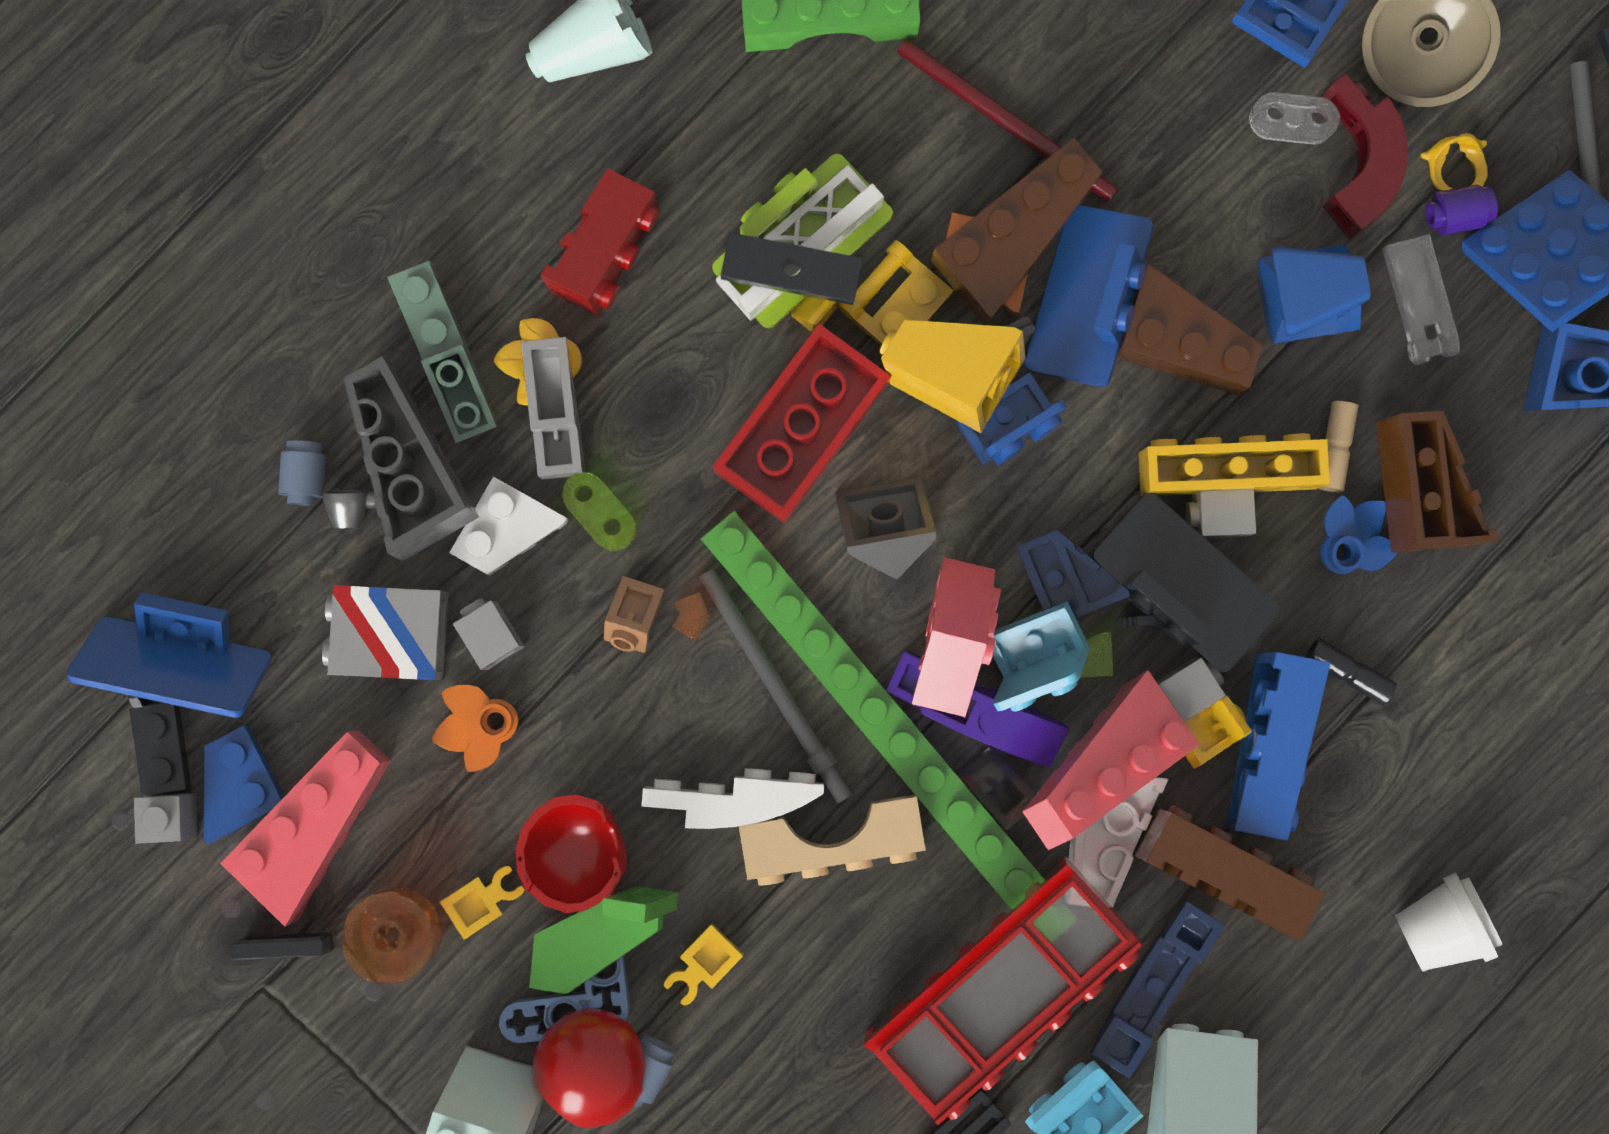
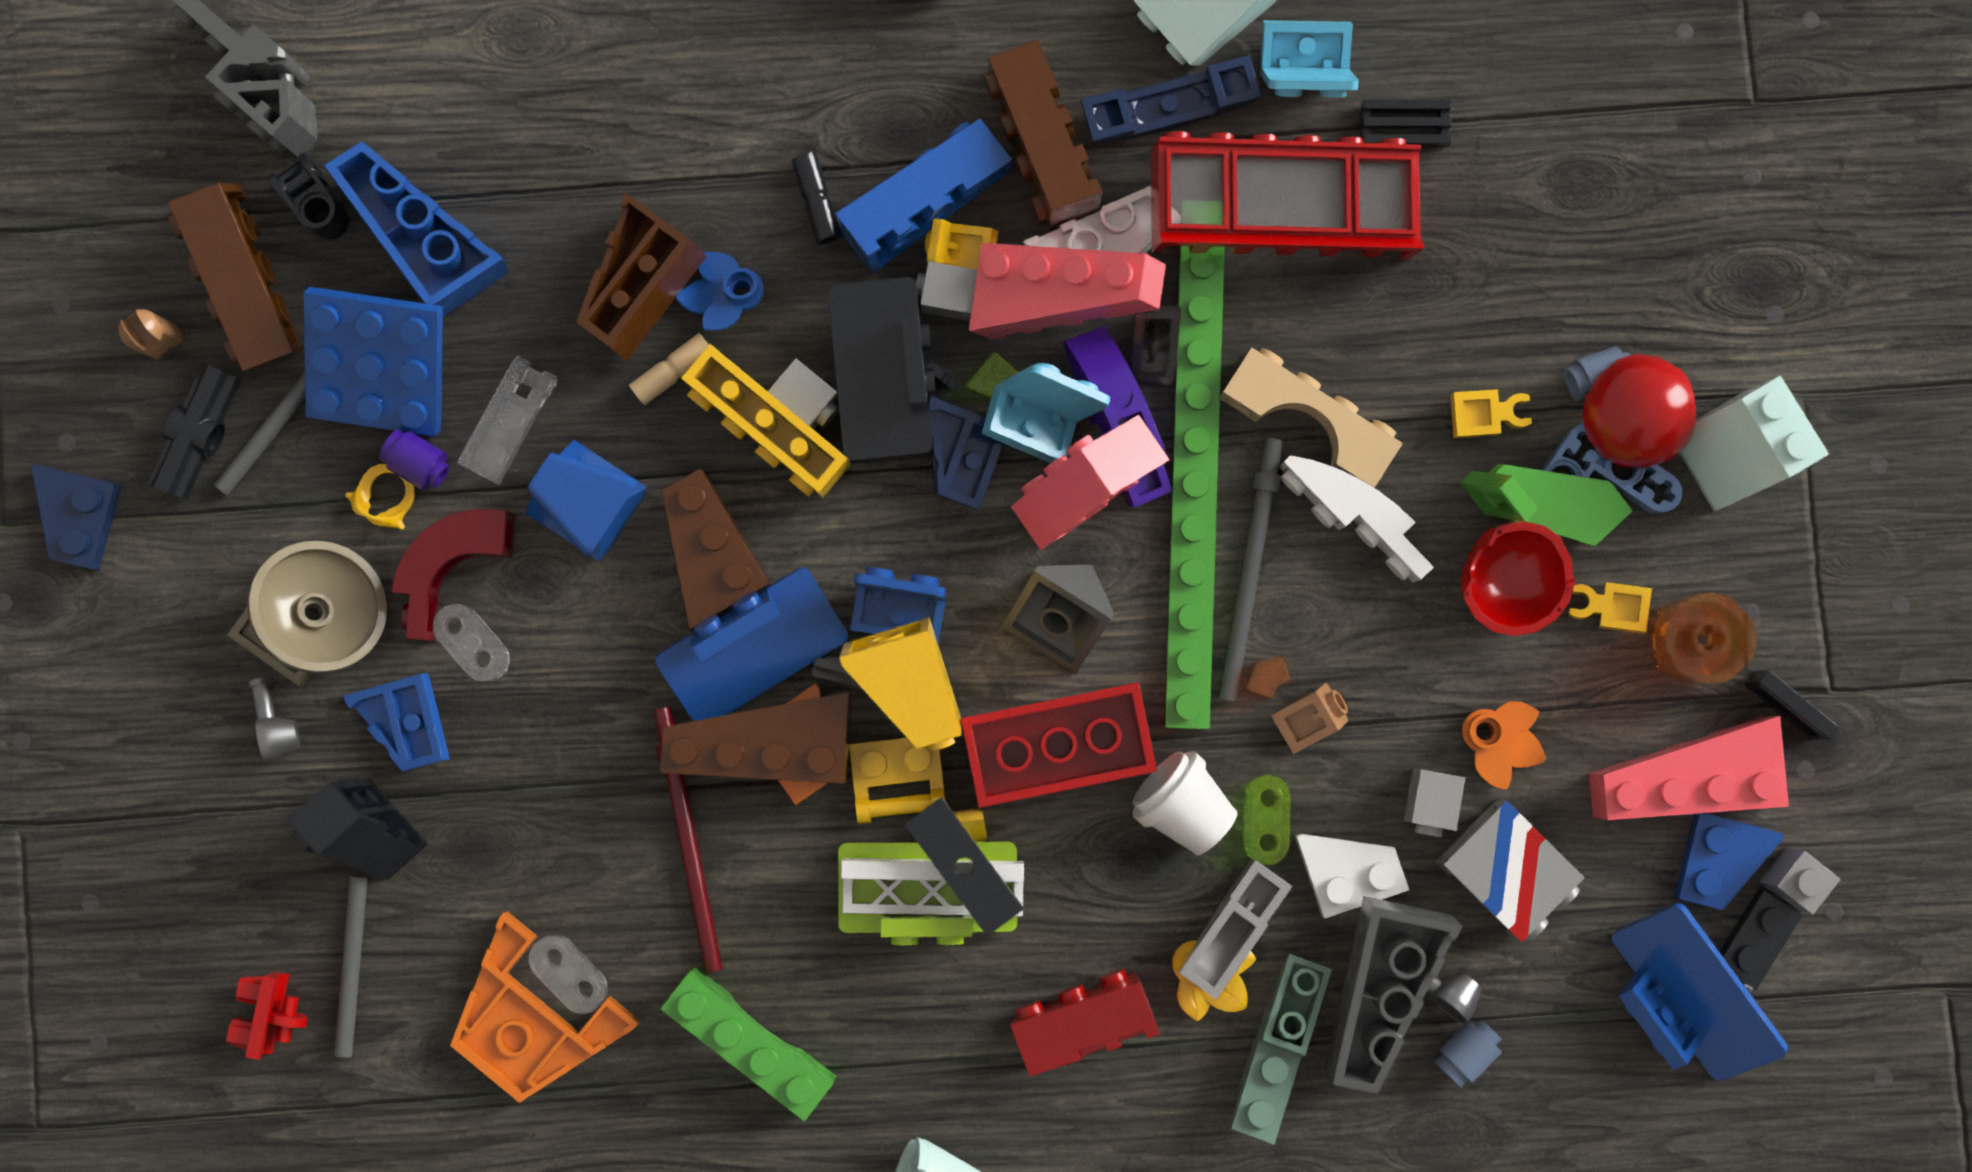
camera: 135 degrees left, 0 degrees up
(670, 465) = (1184, 803): none -> white piece

